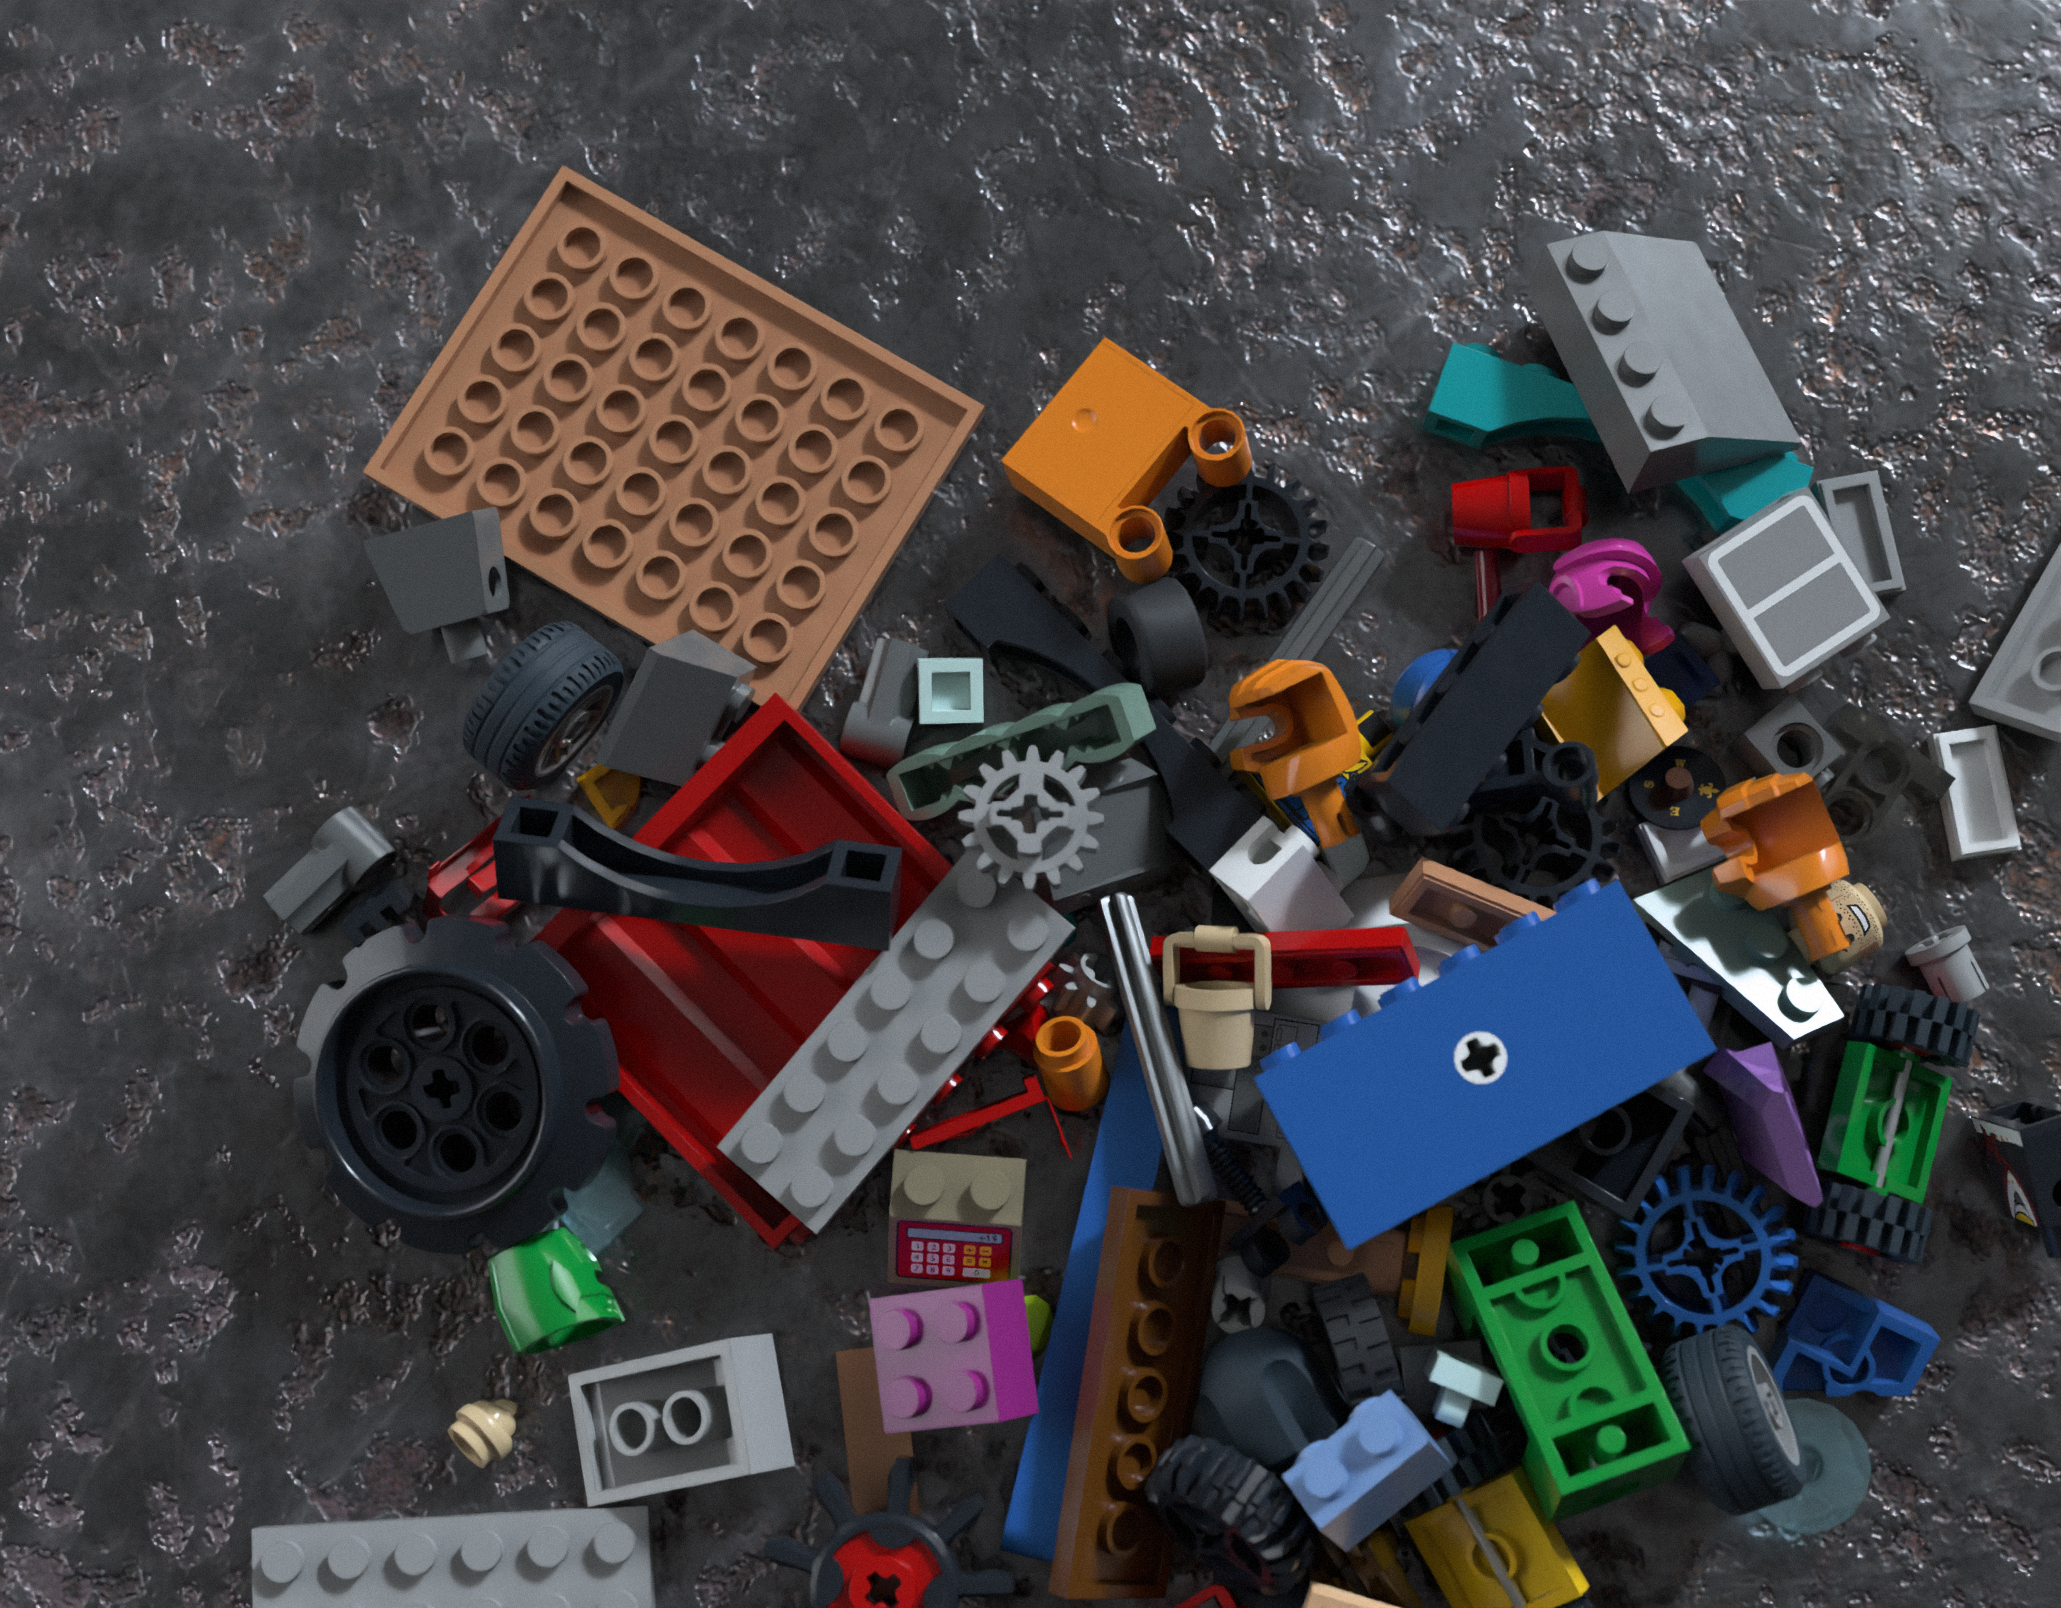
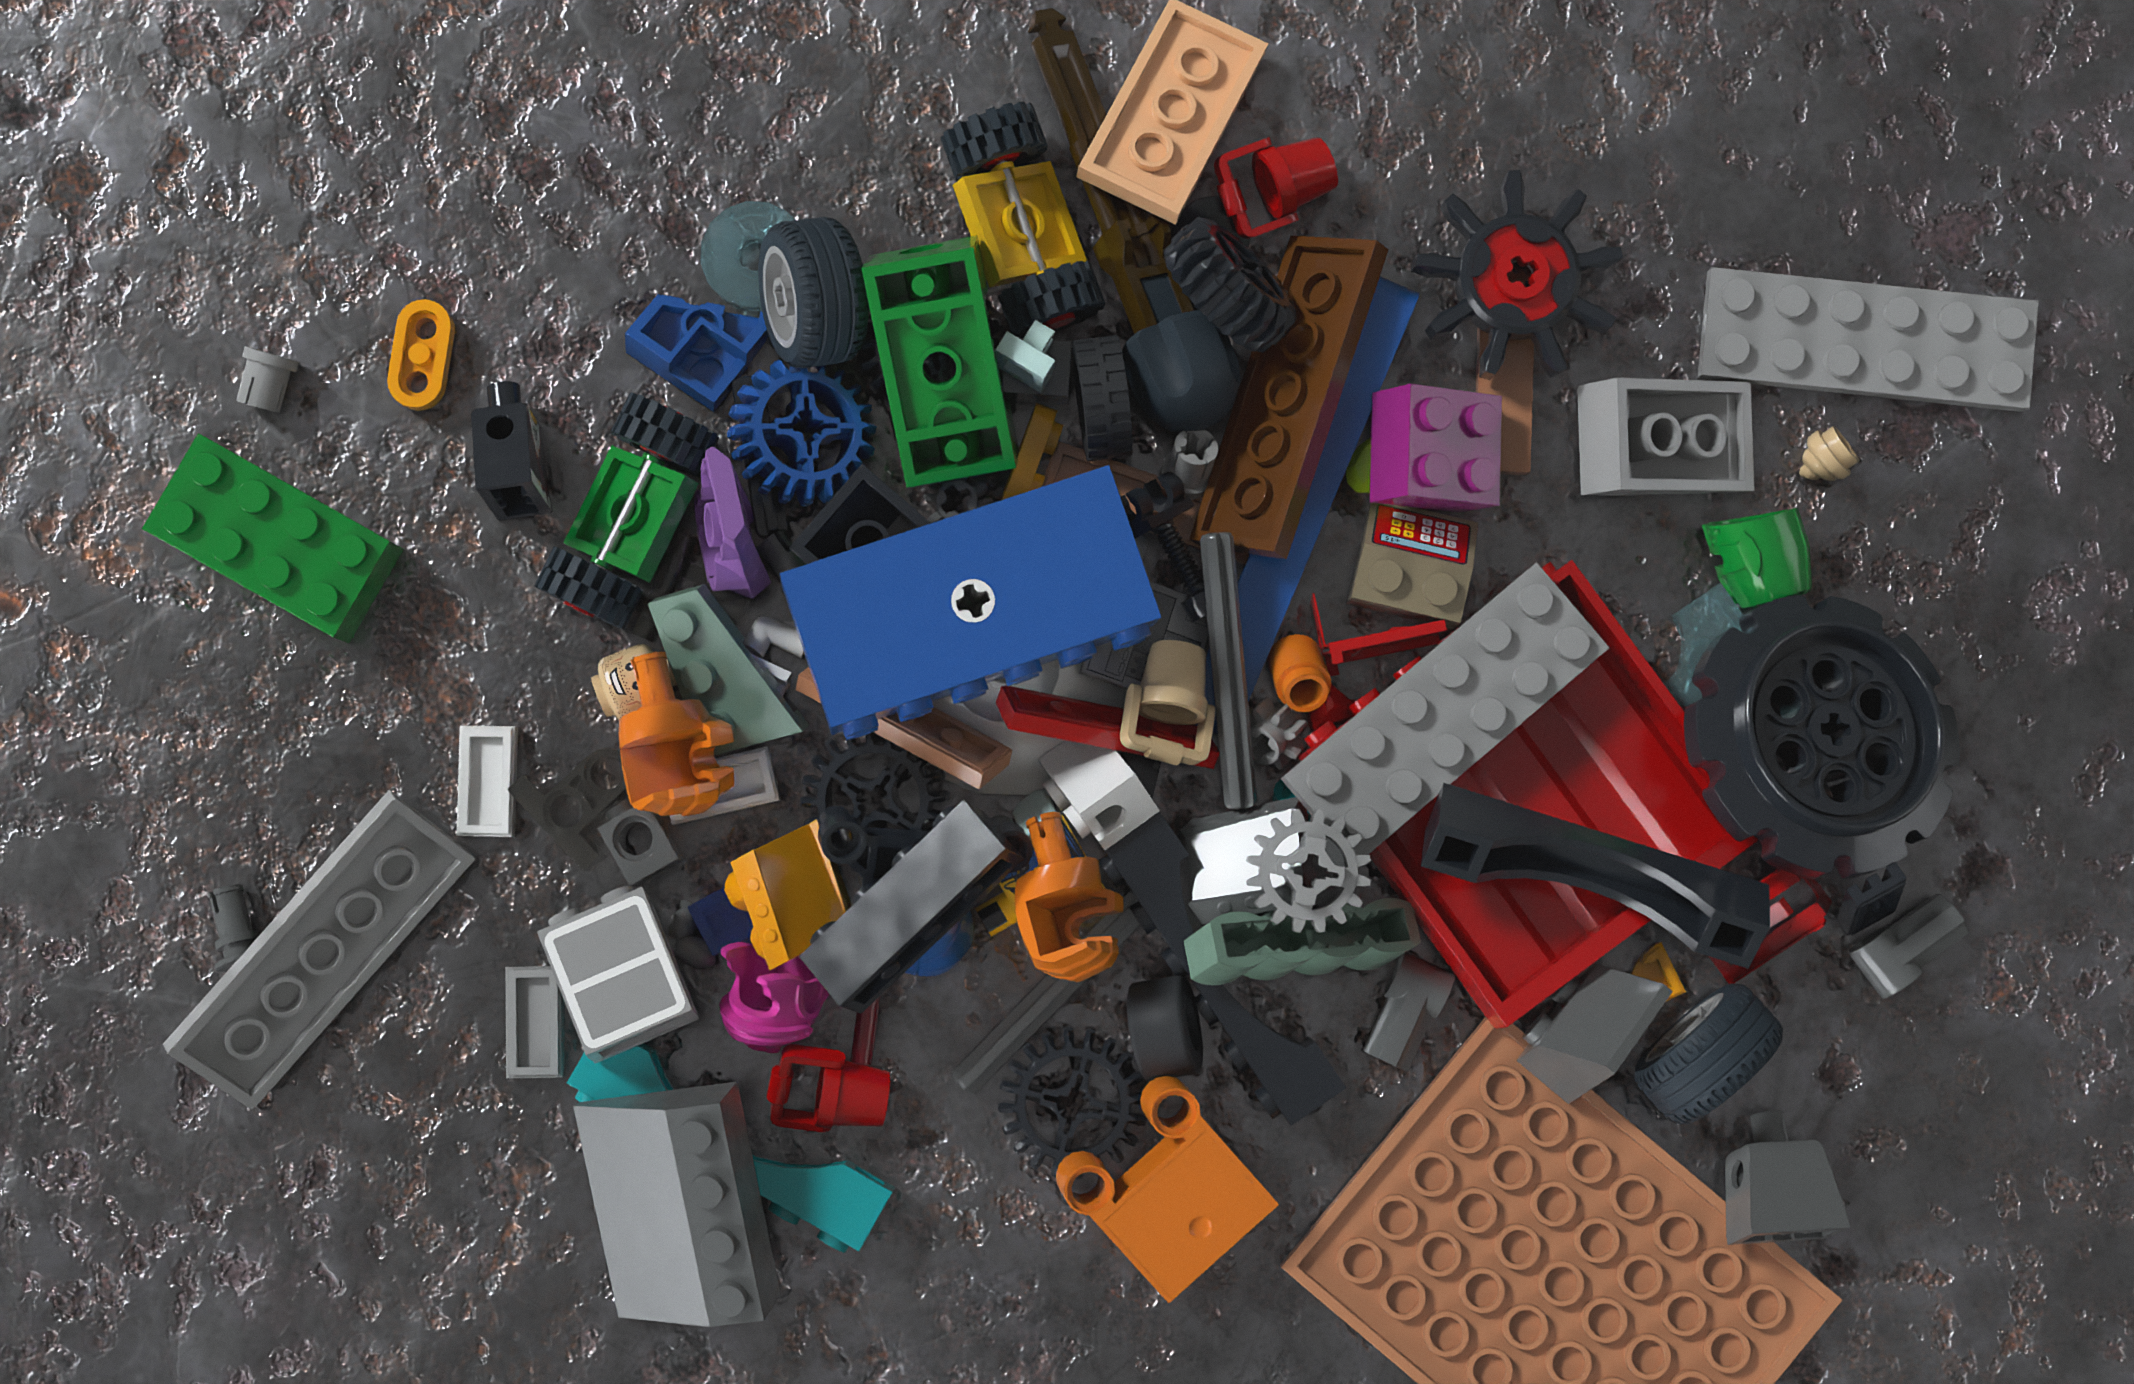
camera: 170 degrees left, 5 degrees up
(950, 690) = (1351, 1012): light aqua tile -> none
(1366, 1470) = (1120, 297): medium blue brick -> none
(1677, 788) = (738, 824): piece -> none
(1949, 965) = (545, 636): light grey bush -> none

